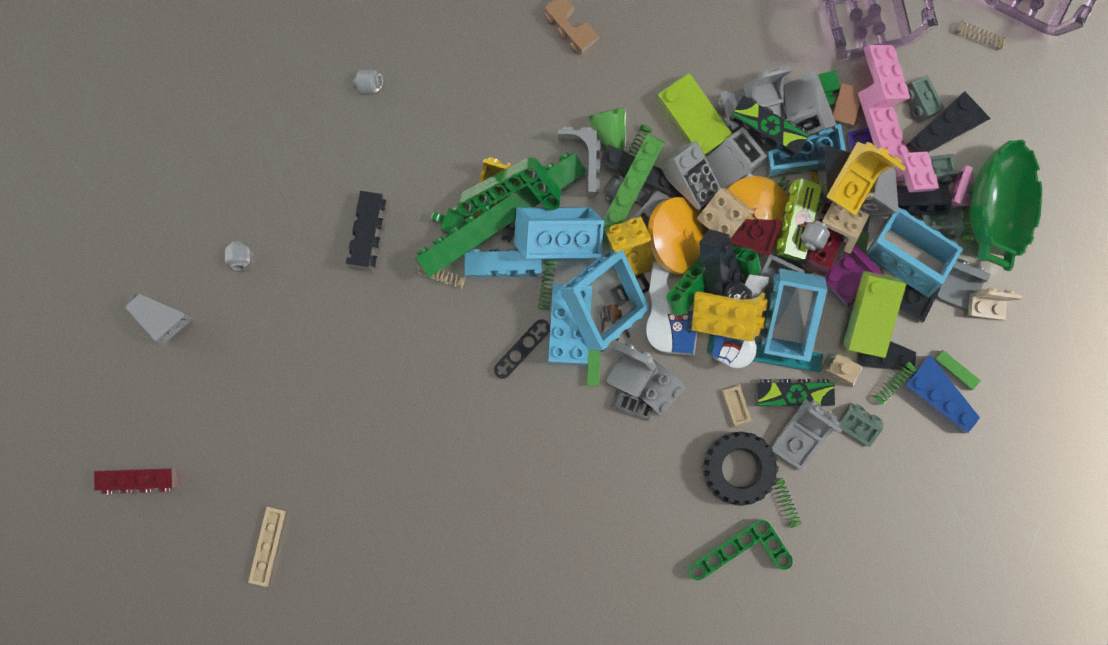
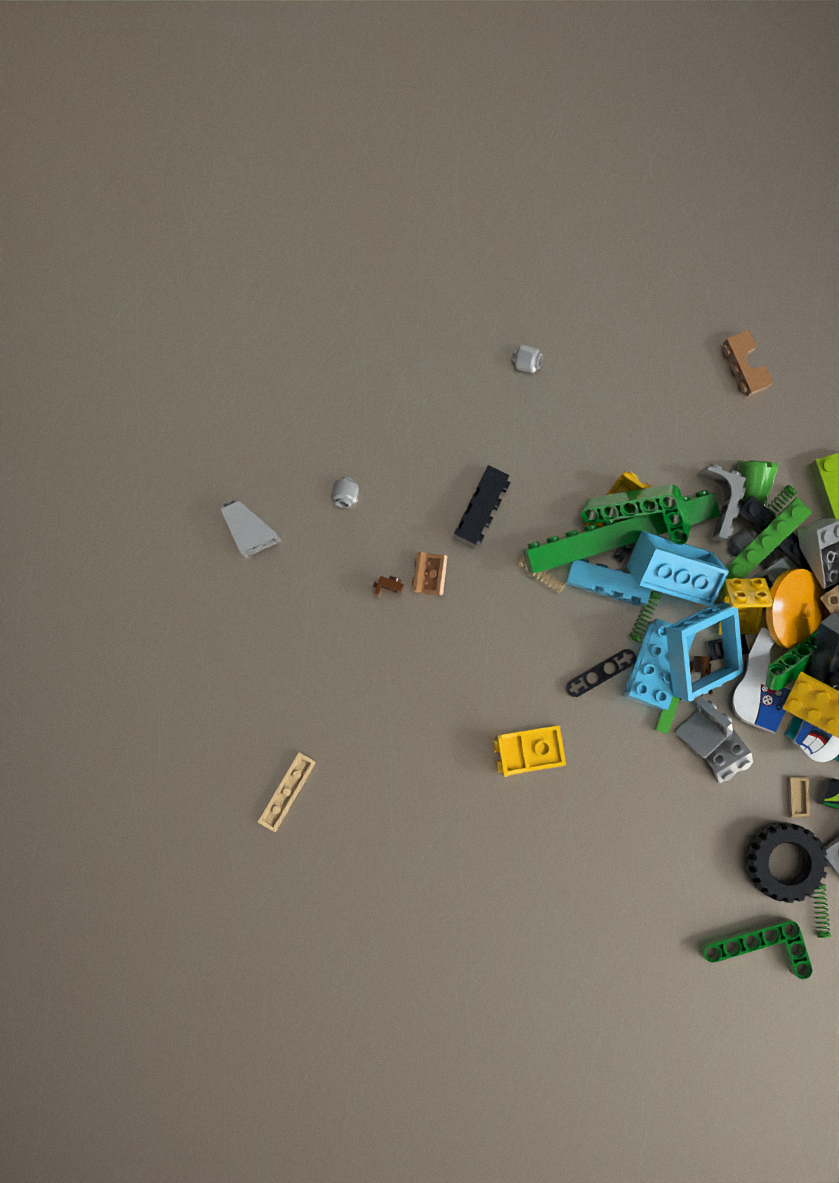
camera: 15 degrees right, 0 degrees up
(135, 479) = (181, 685): dark red brick -> none
(304, 326) = (392, 584): none -> reddish brown bracket
(337, 306) = (429, 573): none -> medium nougat bracket
(450, 220) = (570, 522): green brick -> none
(476, 440) = (529, 750): none -> yellow bracket
(617, 399) = (684, 755): black slope -> none

